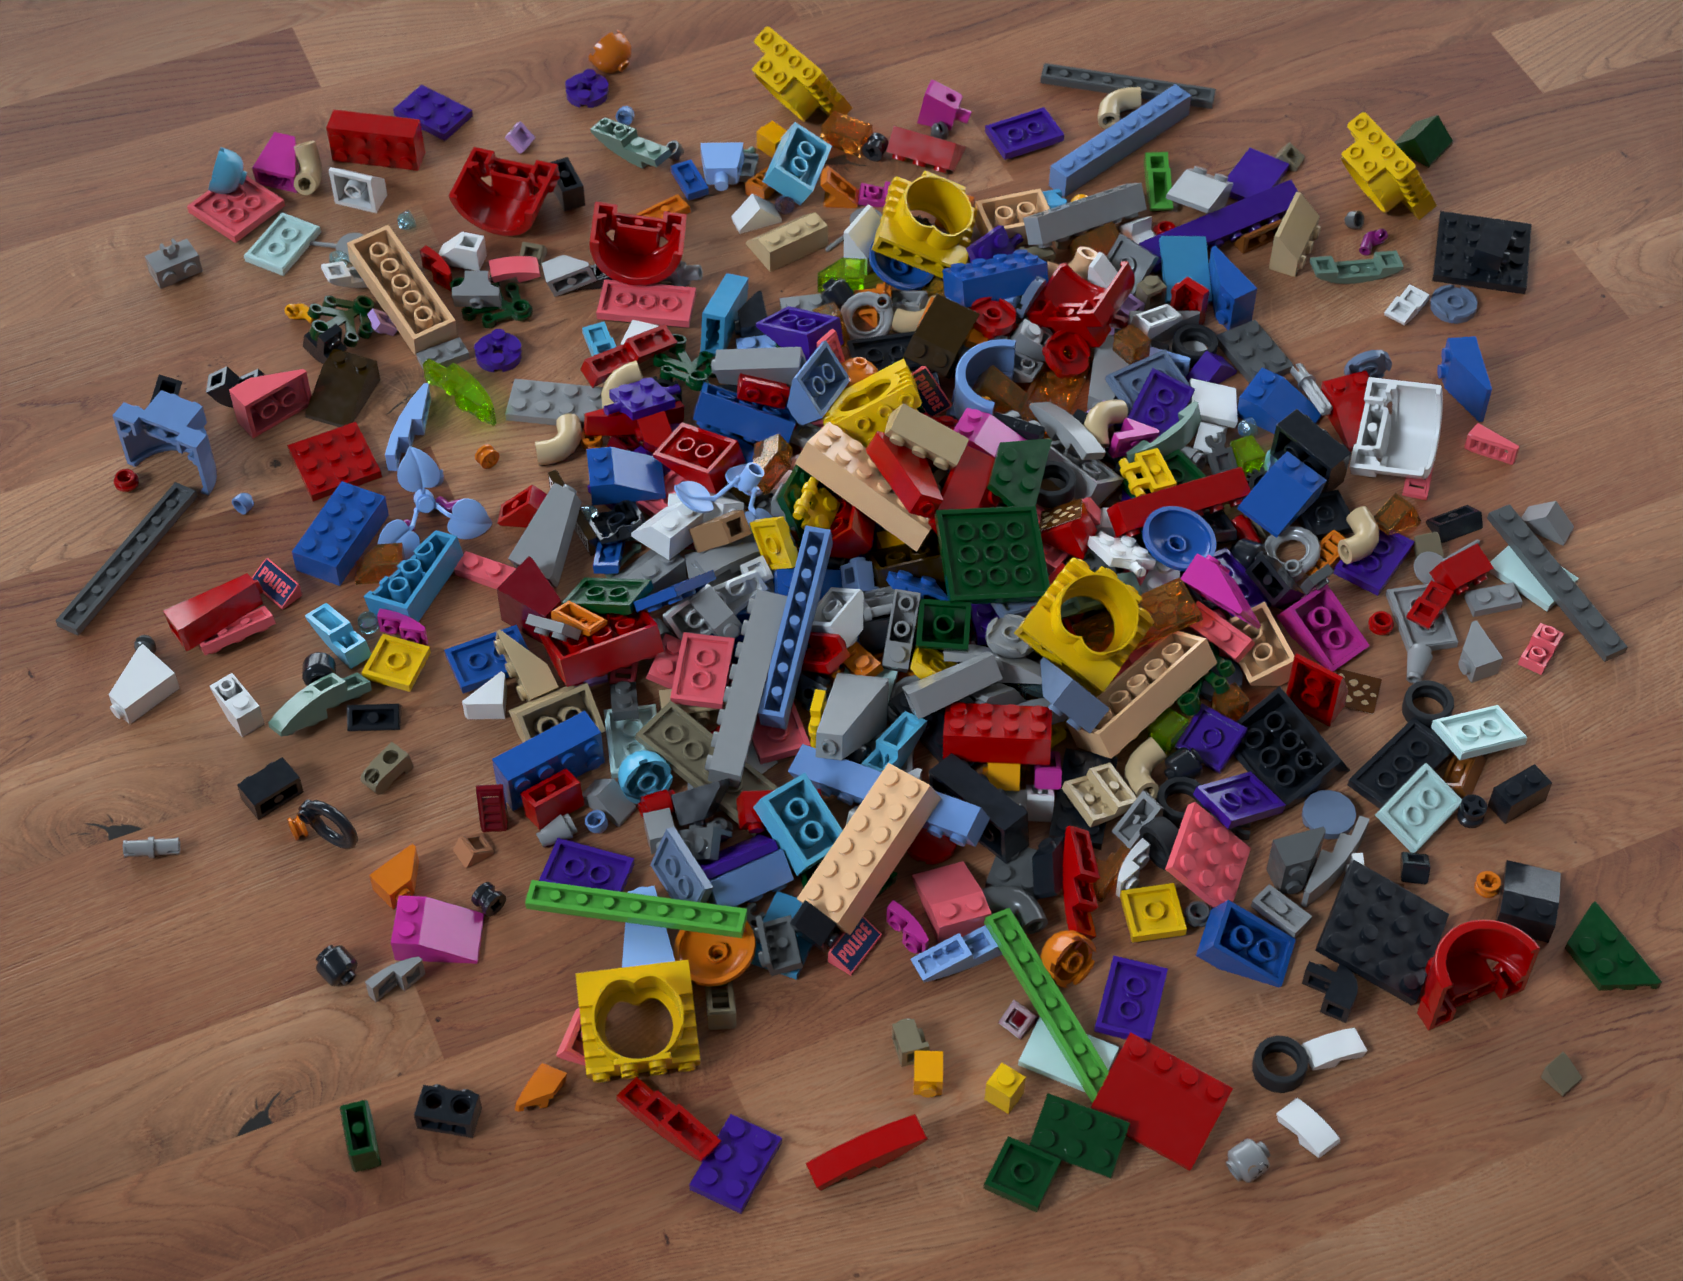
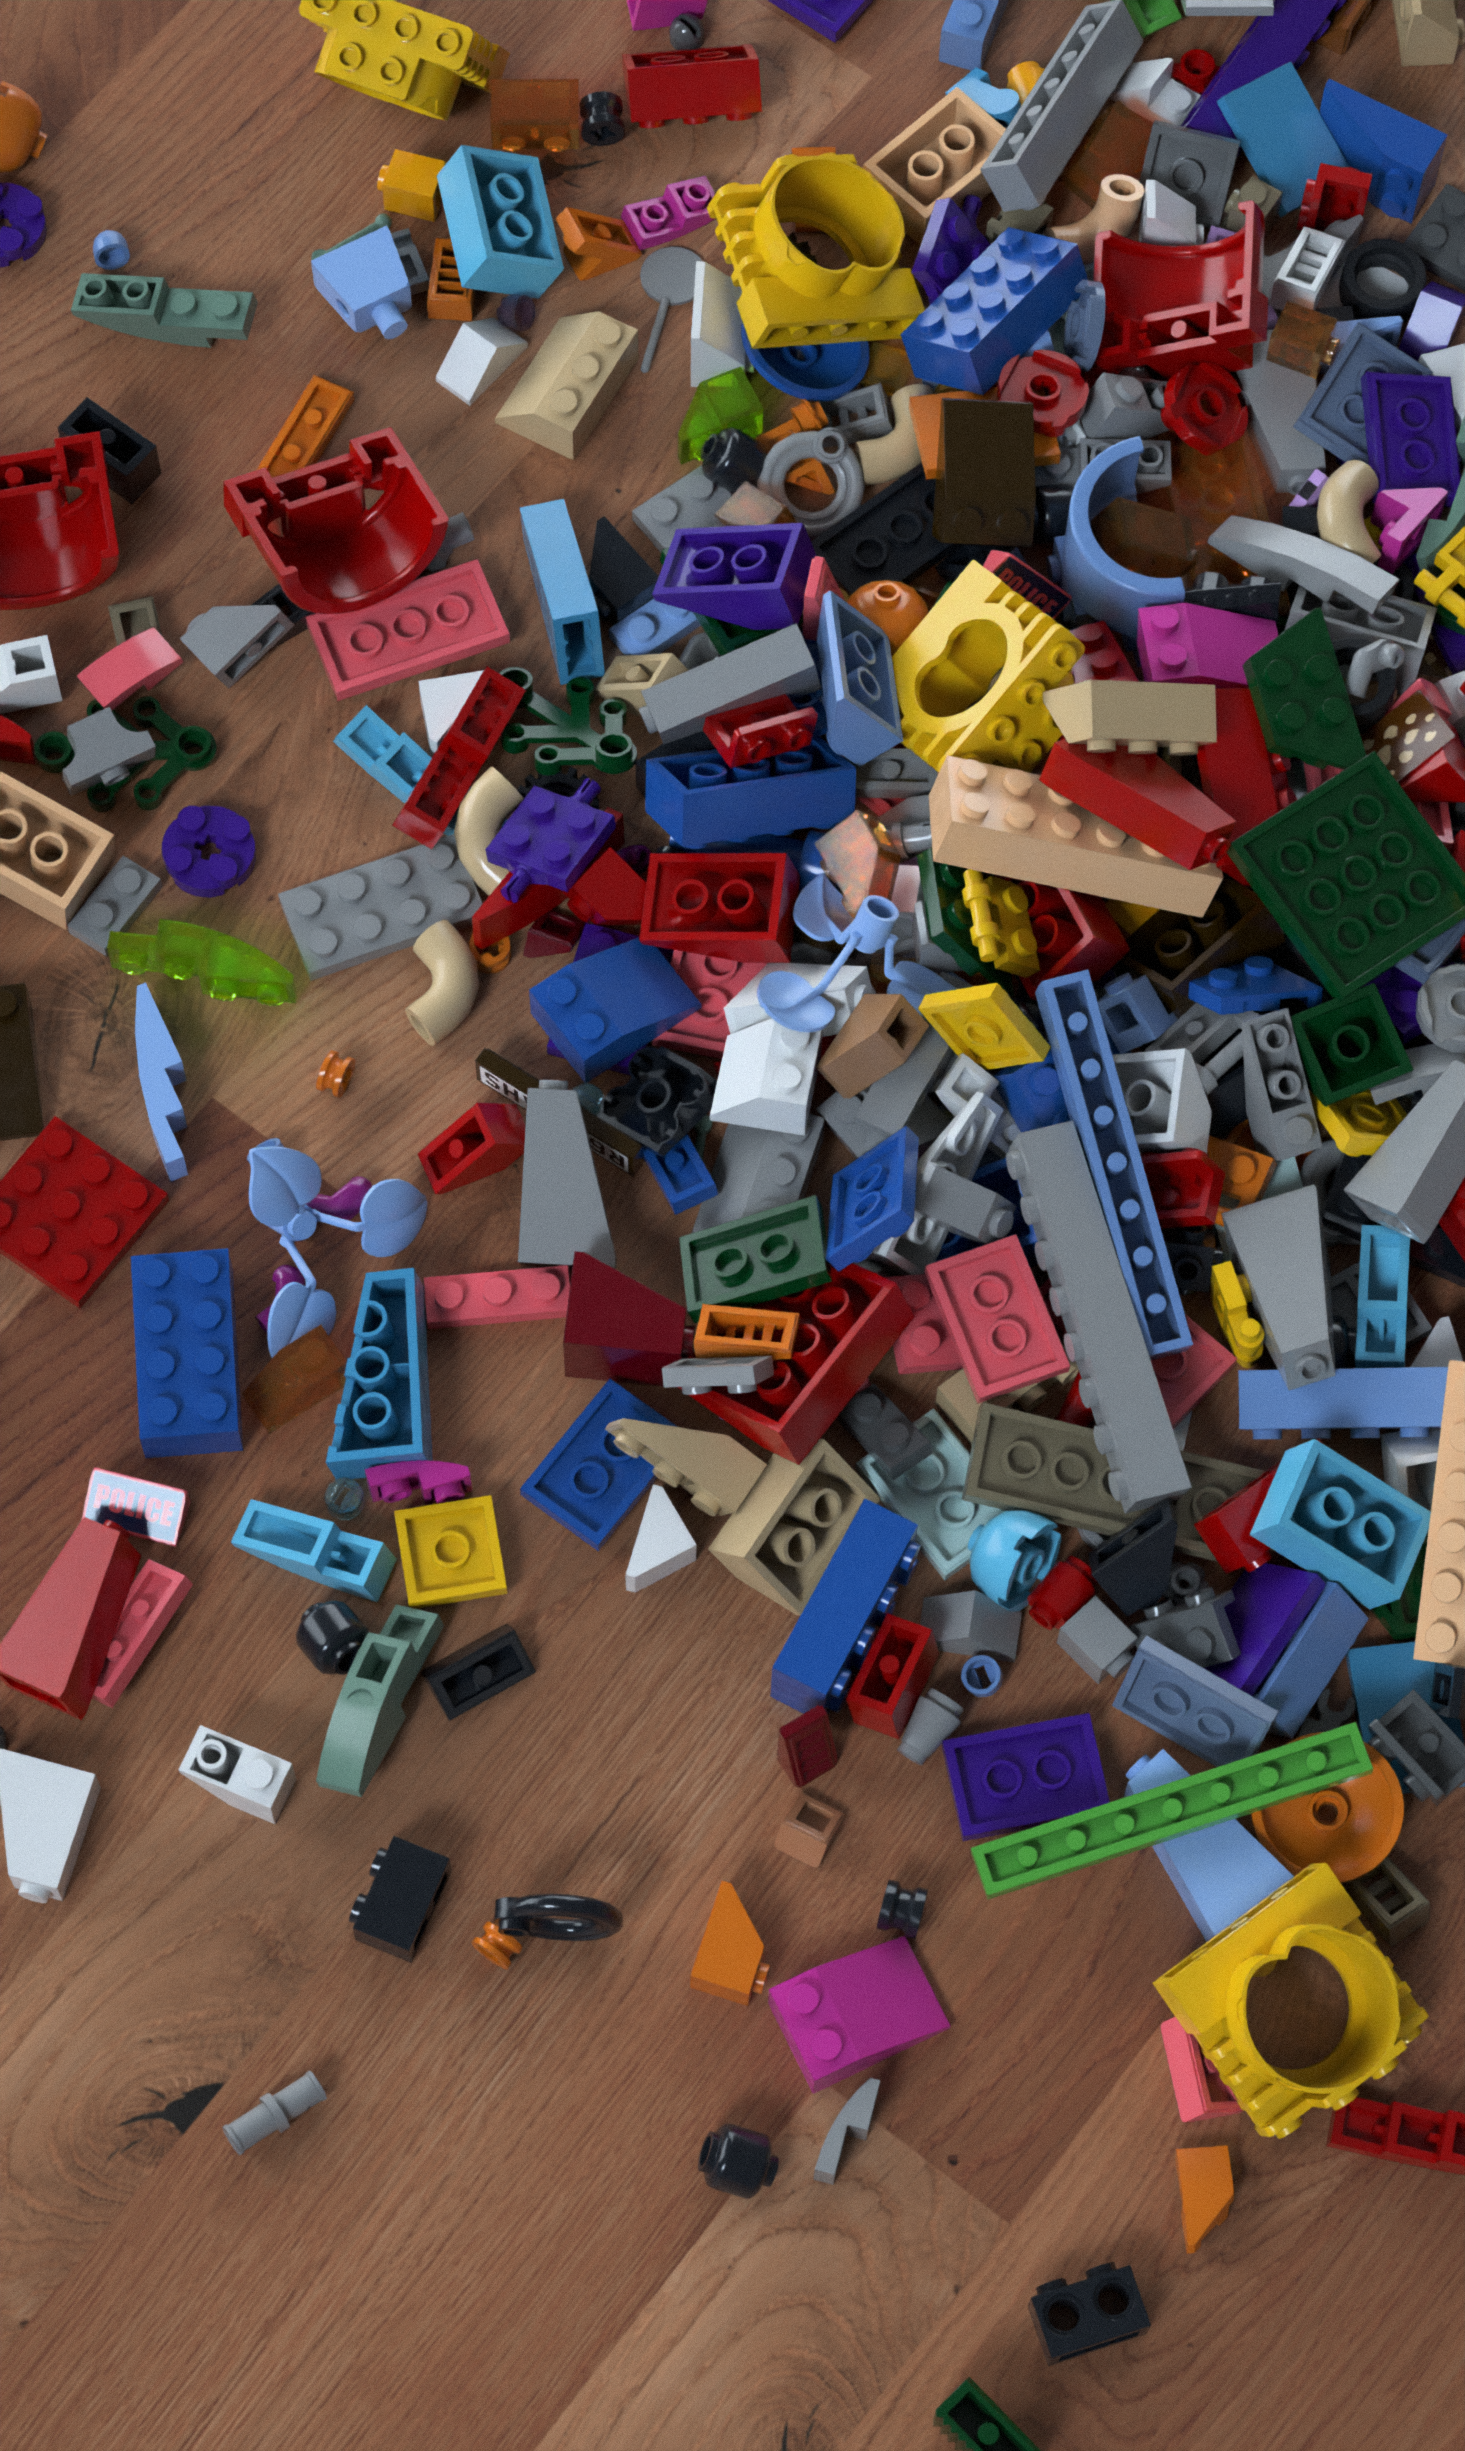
camera: 30 degrees left, 15 degrees up
(386, 768) = (573, 1761): dark tan leg -> none
(678, 152) = (246, 274): dark grey hinge -> none
(689, 180) = (317, 336): blue plate -> none
(1062, 472) = (1370, 660): none -> light grey arm

